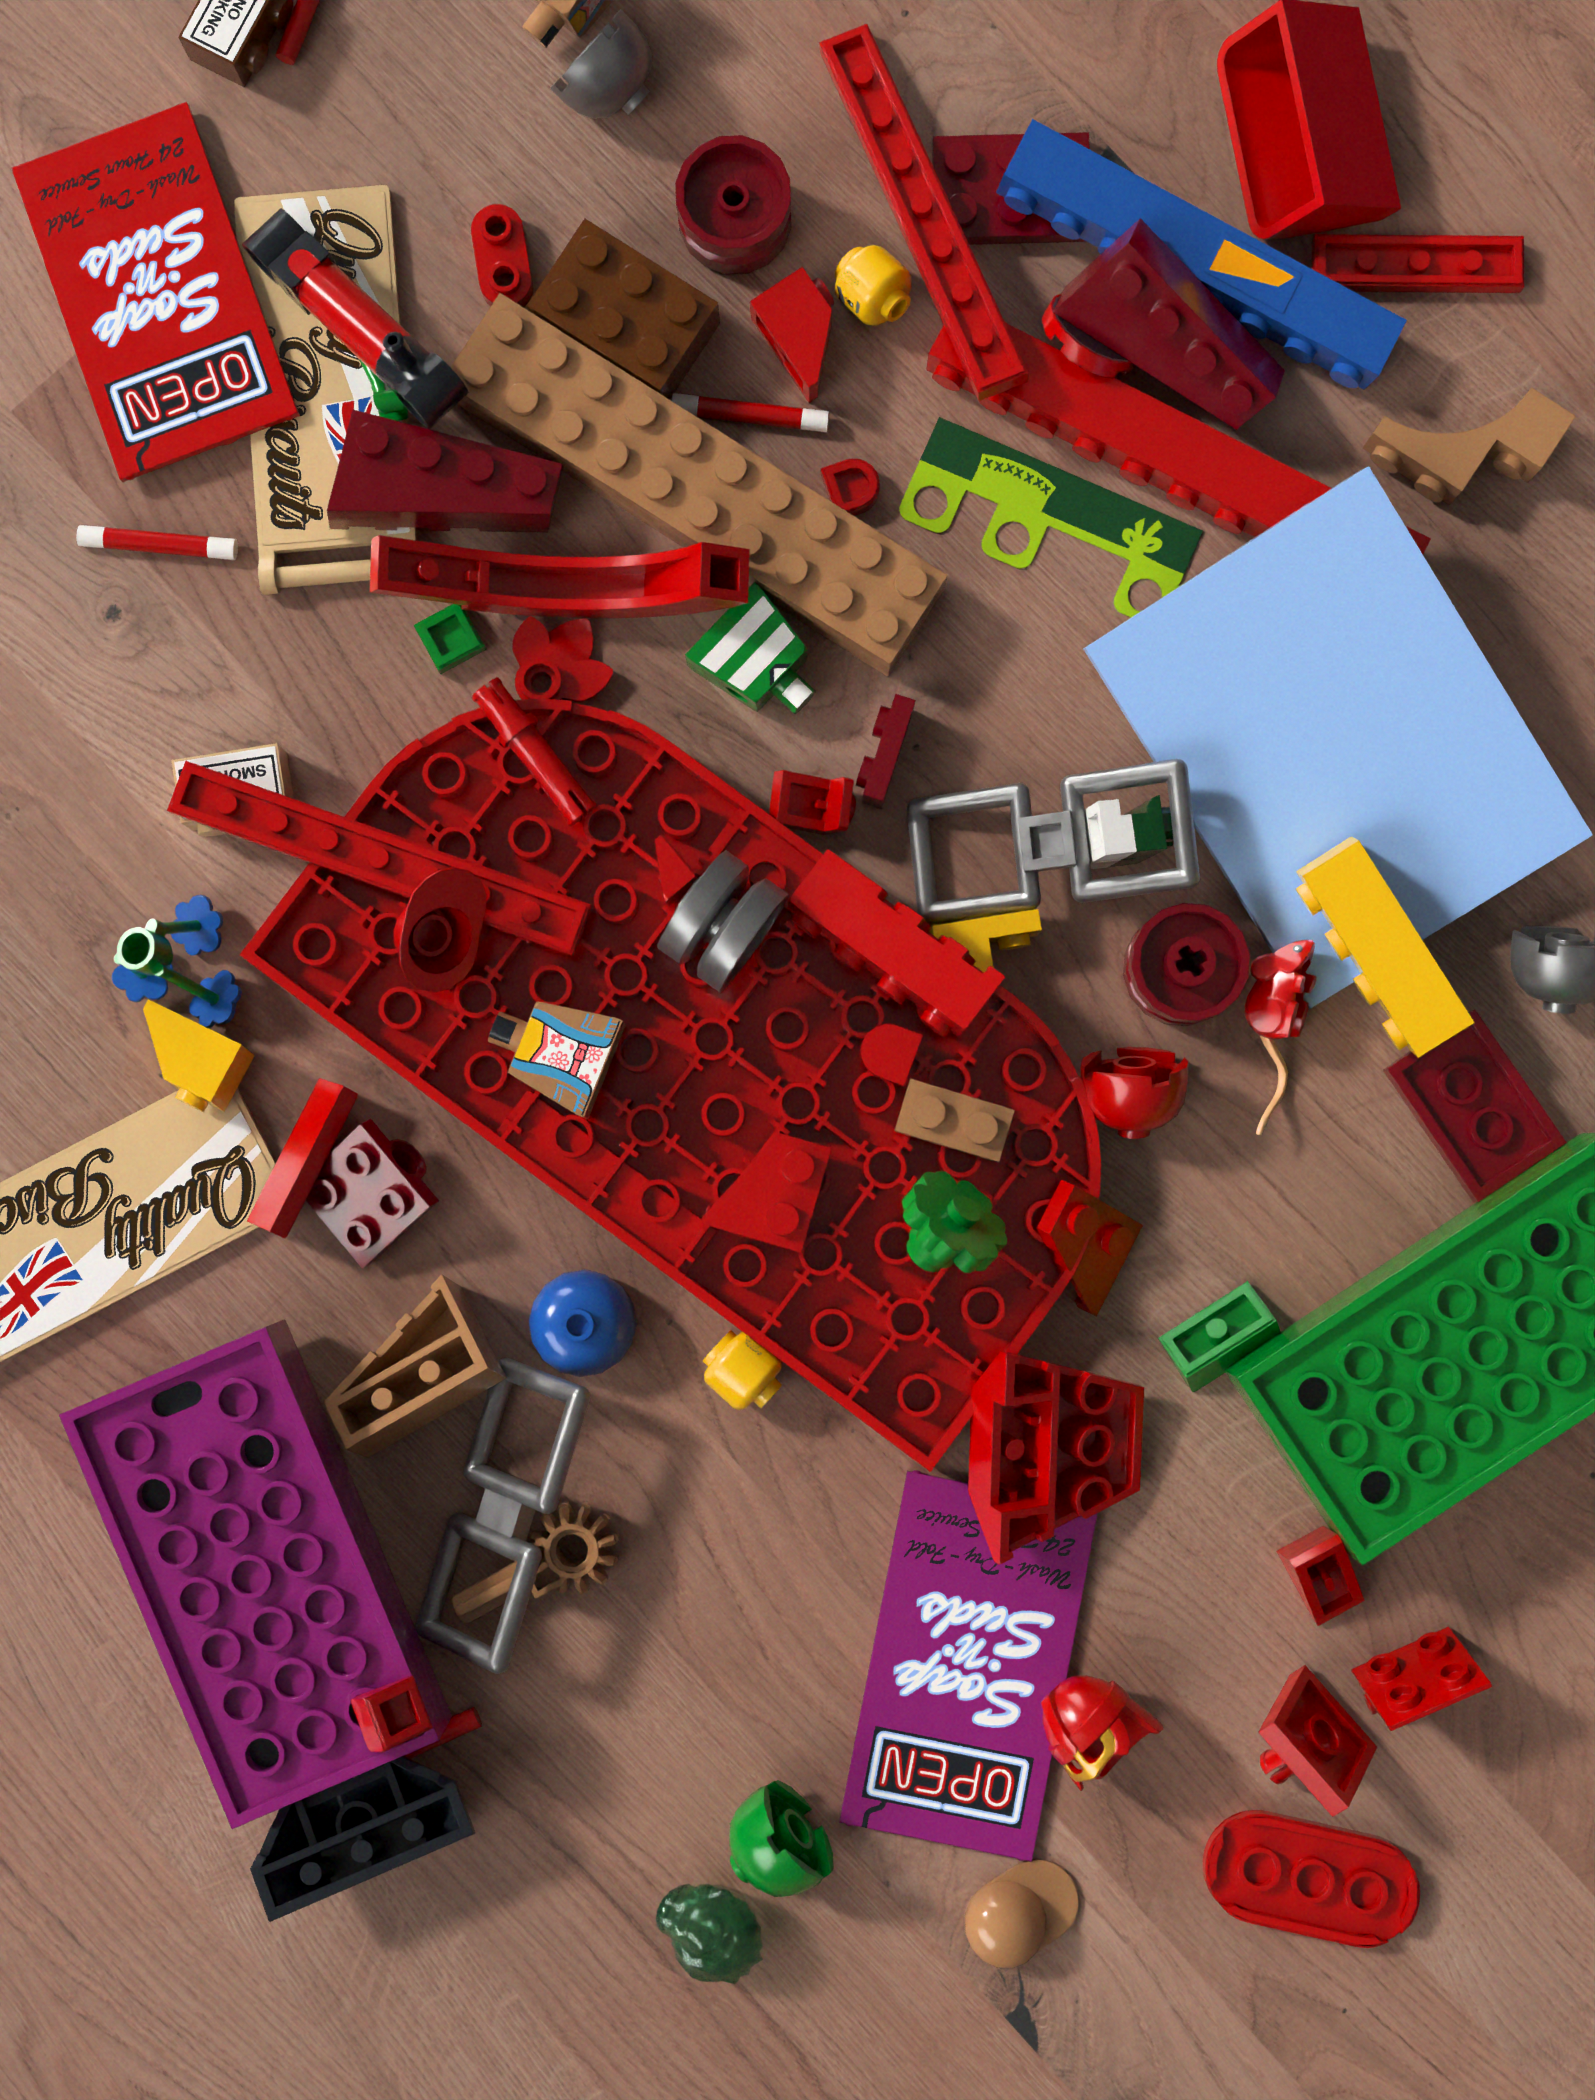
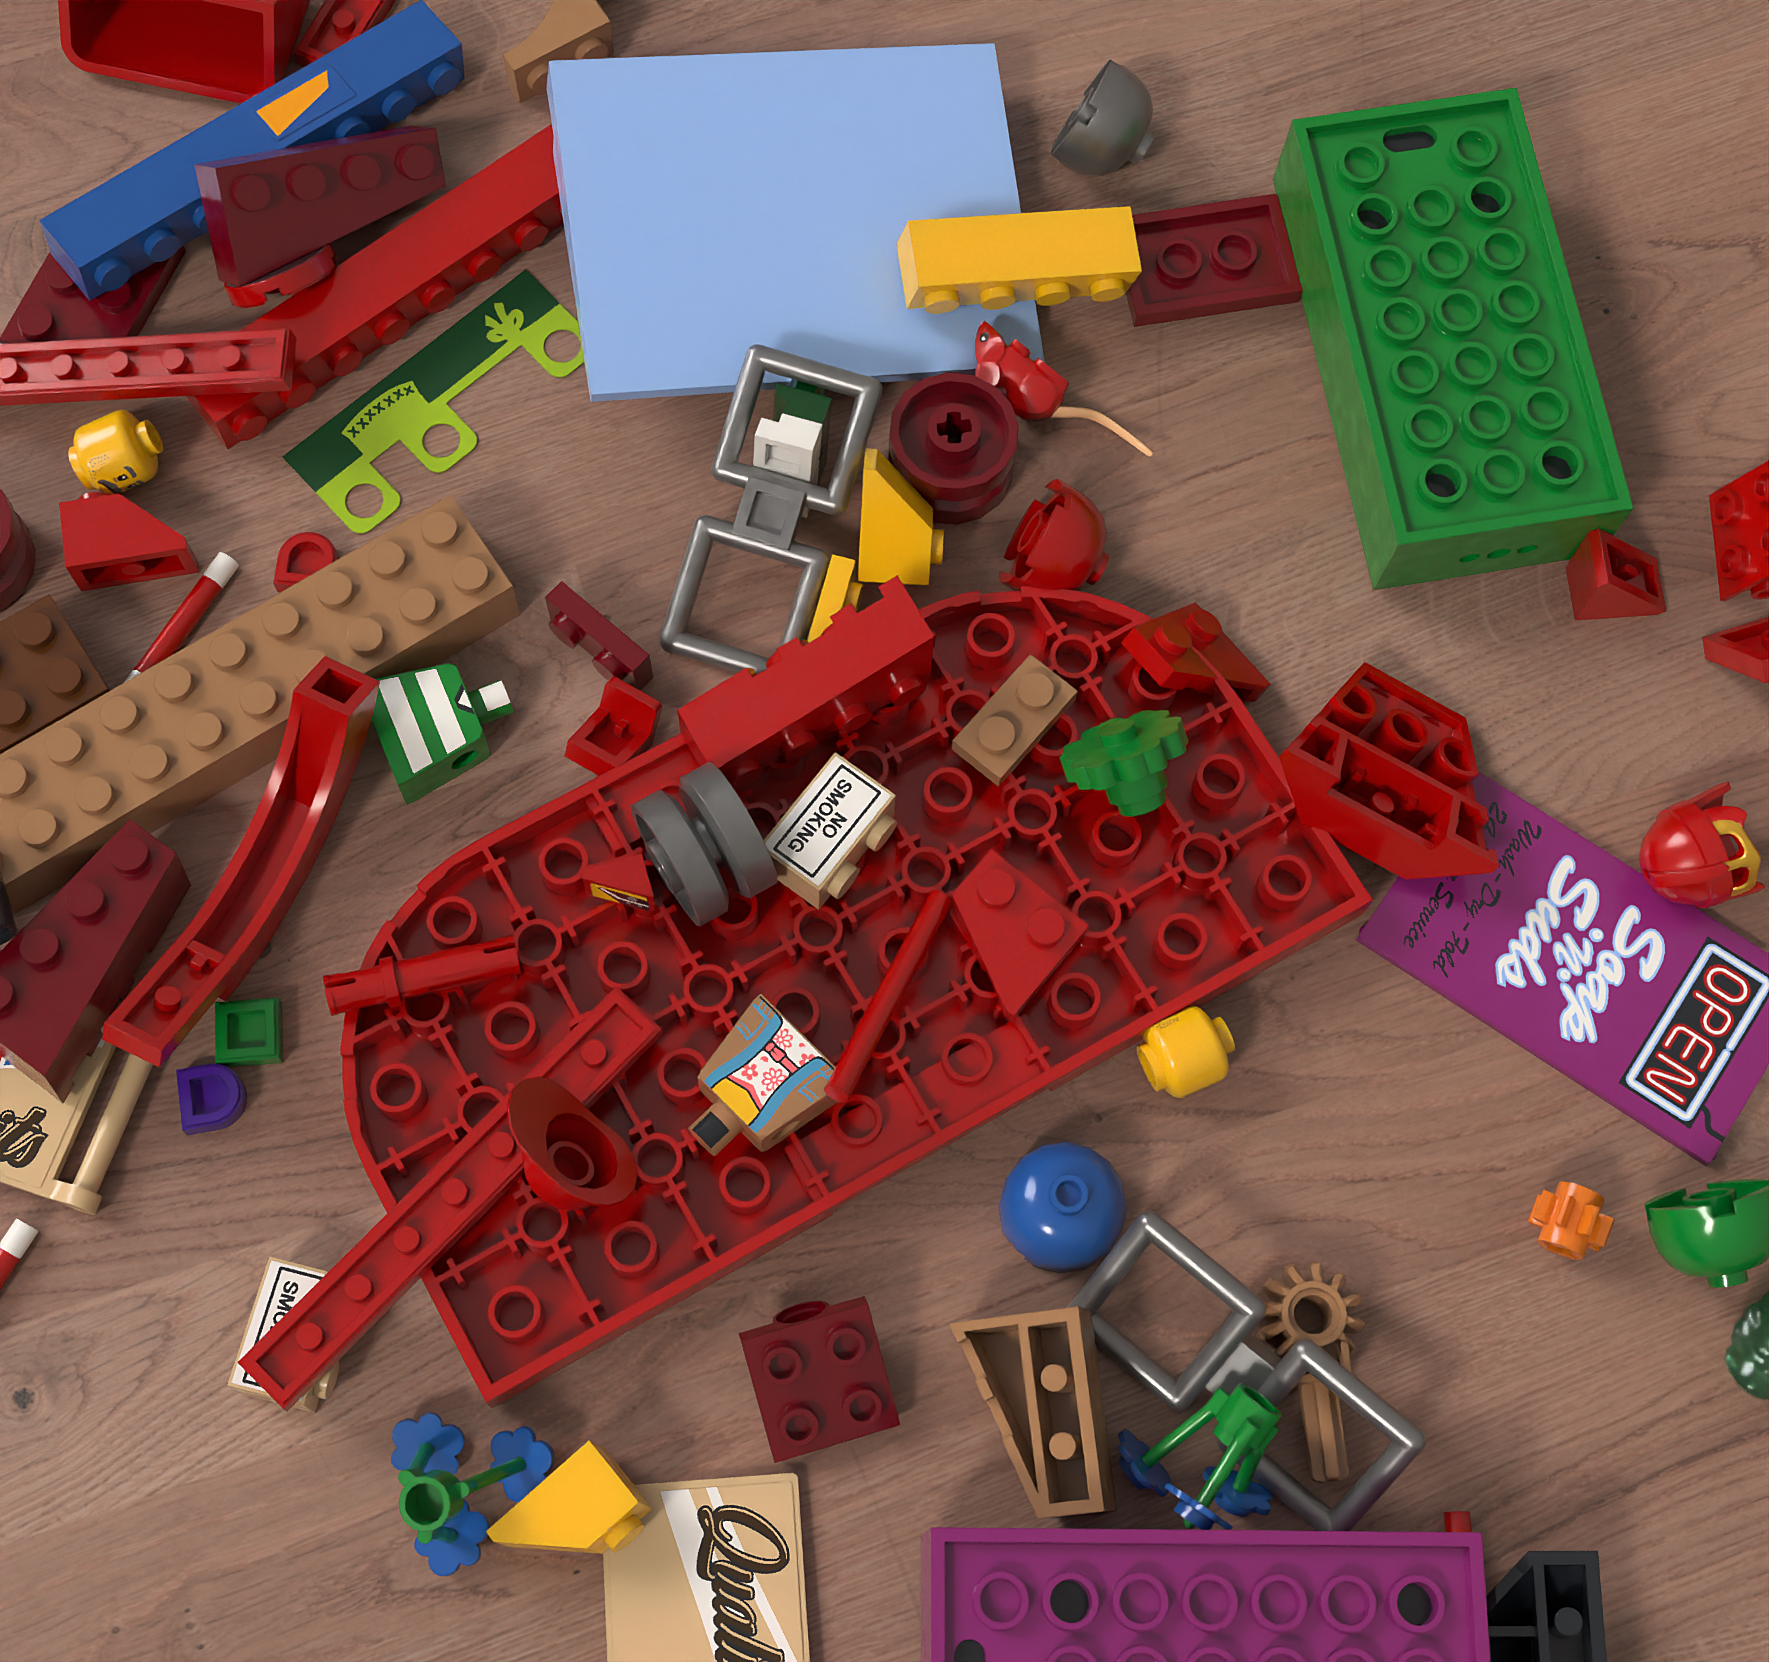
camera: 75 degrees left, 15 degrees down
(302, 1157) = (747, 1435): red tile -> none
(387, 634) = (209, 1098): none -> dark purple tile
(391, 1714) = (1434, 1573): red slope -> none
(455, 1529) = (1244, 1426): none -> plant
(562, 657) = (331, 925): red plate -> none
(669, 1120) = (888, 996): none -> red bar
(737, 1726) = (1571, 1220): none -> orange gear
(786, 1014) = (830, 831): none -> brick
(890, 1052) = (916, 752): red tile -> none
(1087, 949) = (895, 527): none -> yellow slope
(1219, 1336) = (1337, 580): green slope -> none

